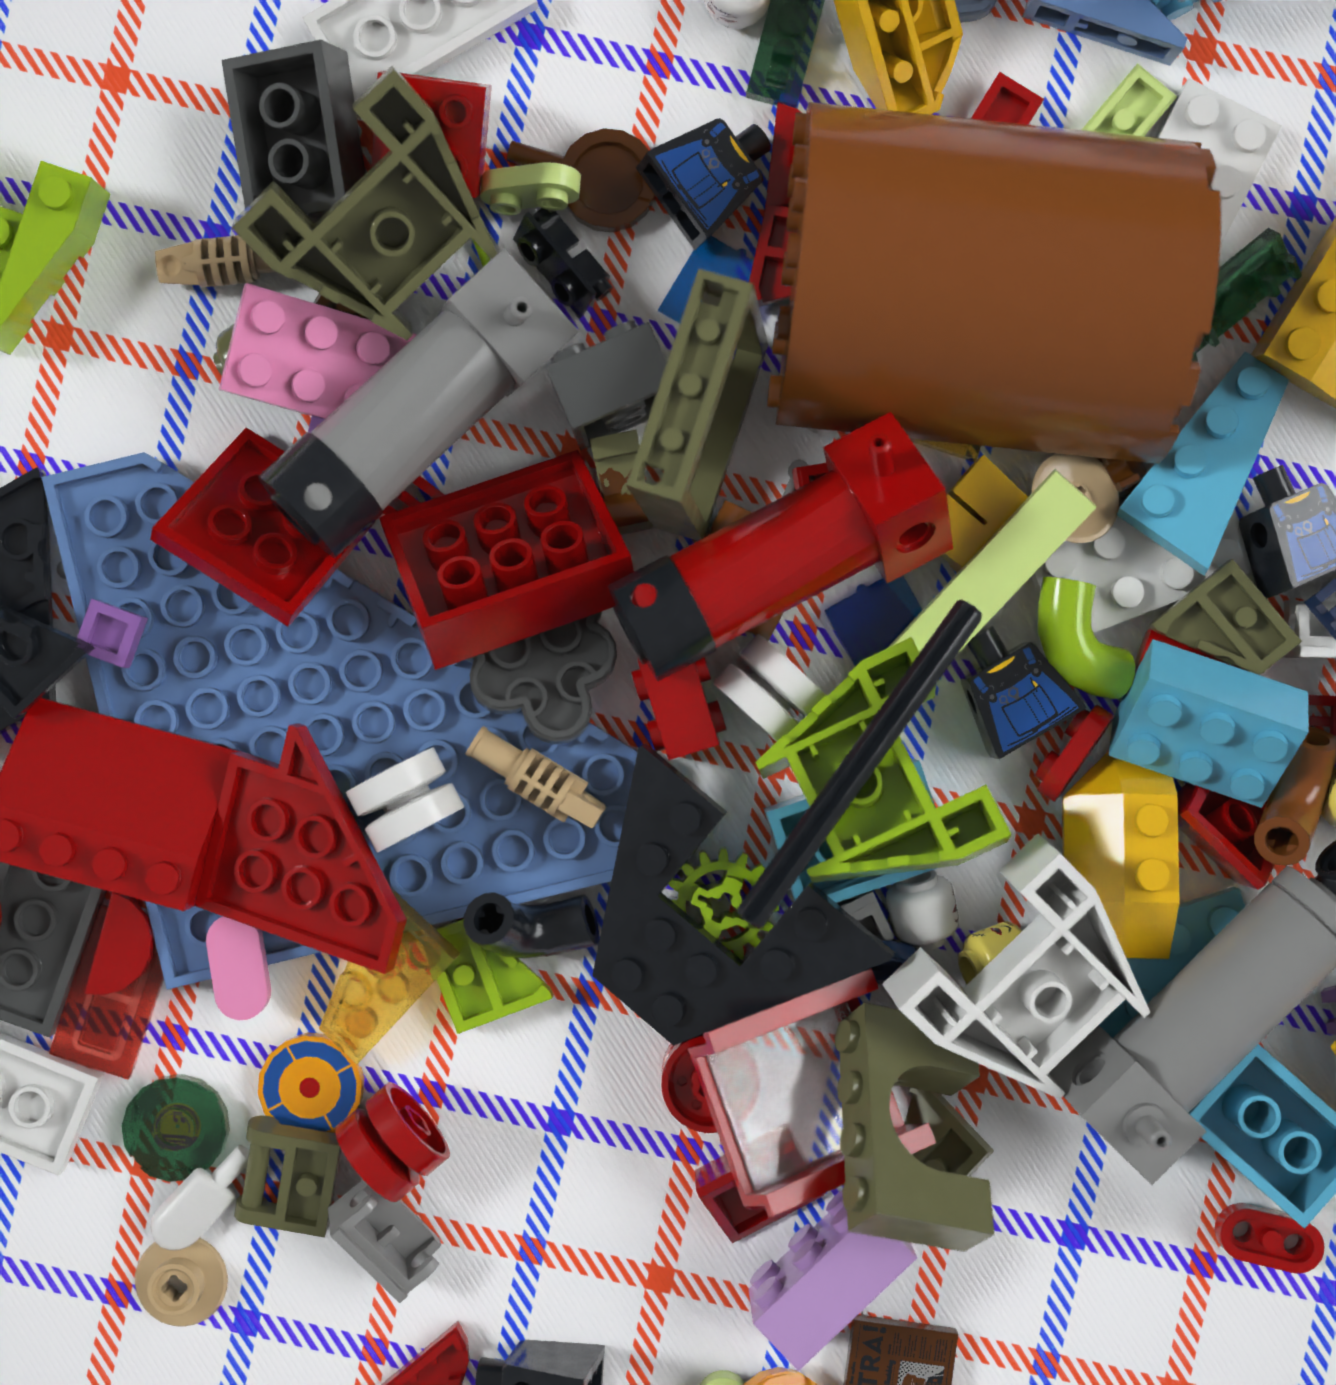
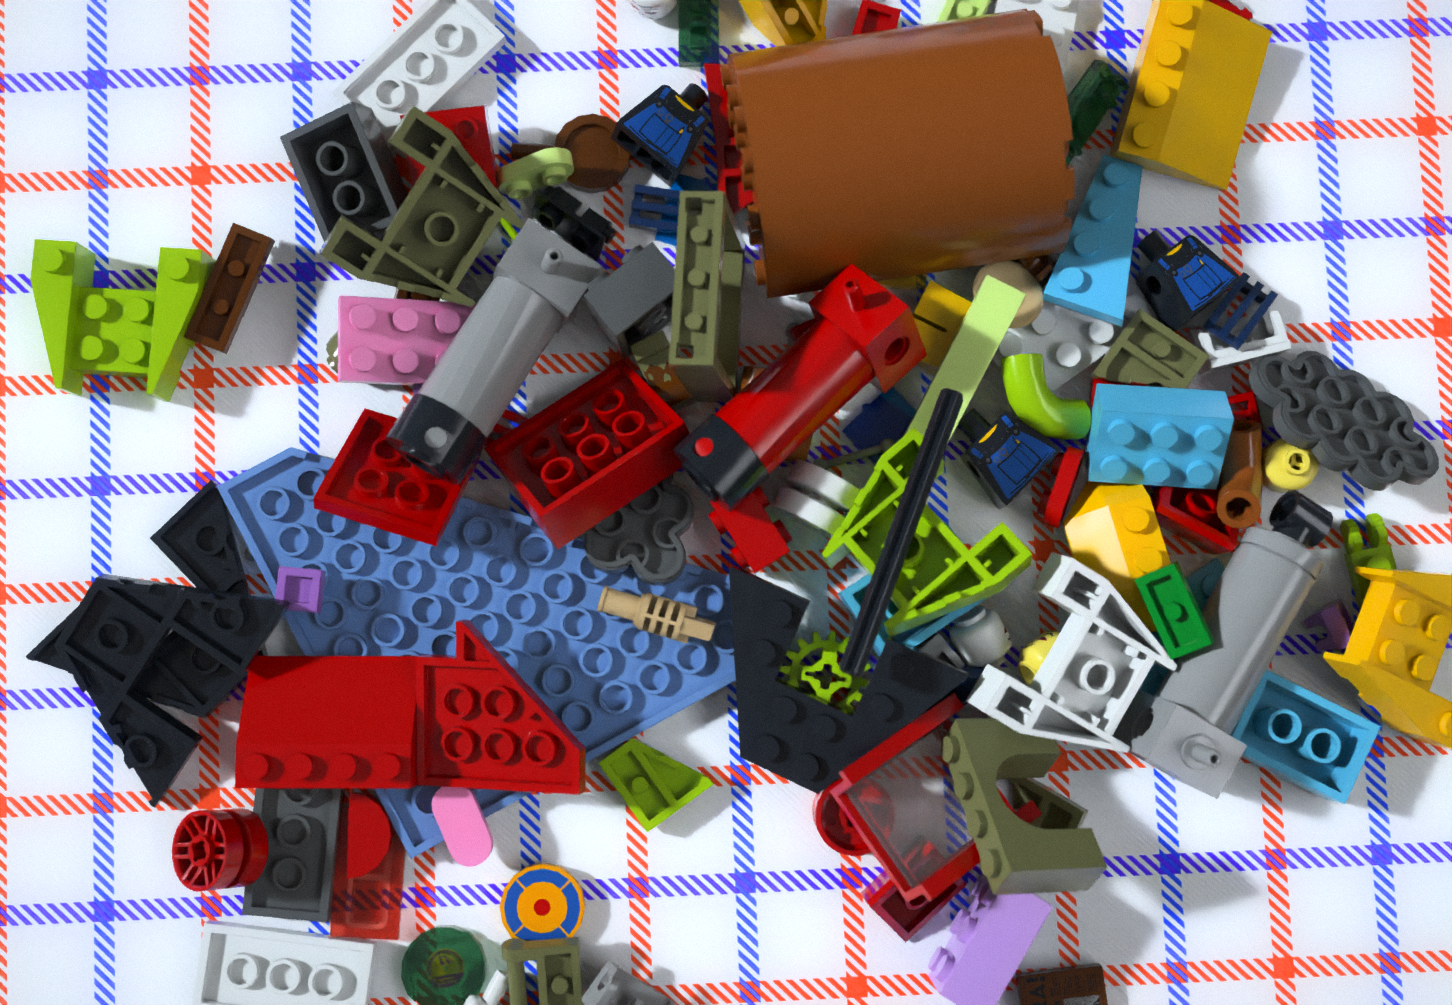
camera: 20 degrees left, 5 degrees down
(115, 234) = (229, 288): none -> reddish brown plate
(210, 263) = (310, 290): tan hinge -> none
(371, 1002) = (575, 821): clear yellow wing -> none
(392, 1142) = (618, 931): red wheel -> none
(405, 799) = (559, 656): white wheel -> none
(531, 929) = (682, 735): black cylinder -> none
(648, 263) = (639, 206): none -> dark blue tile
(871, 645) = (884, 445): none -> light grey hinge
(1166, 945) = (1174, 610): none -> green plate
(1266, 1237) = (1318, 824): red plate -> none

